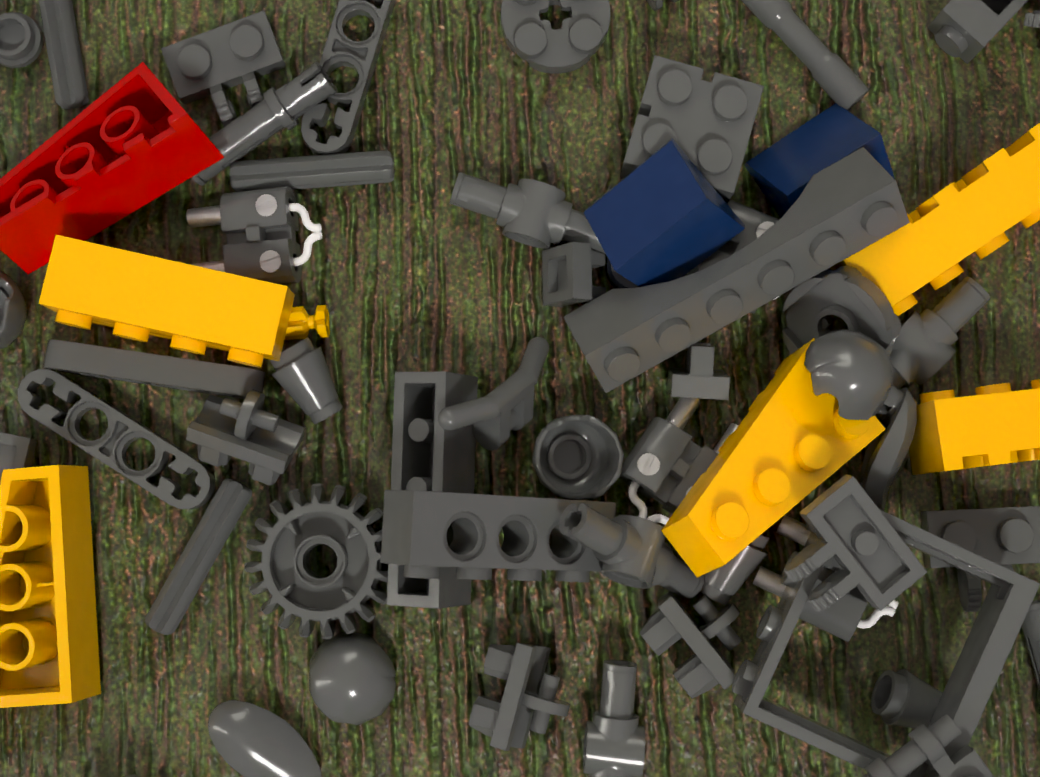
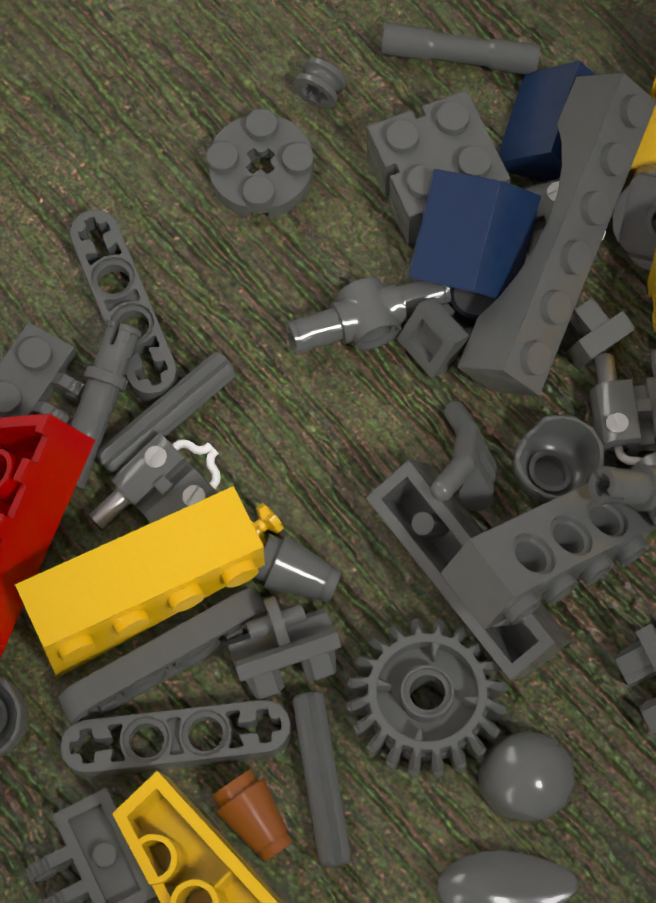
camera: 35 degrees left, 15 degrees down
(124, 544) = (253, 814): none -> dark orange cone

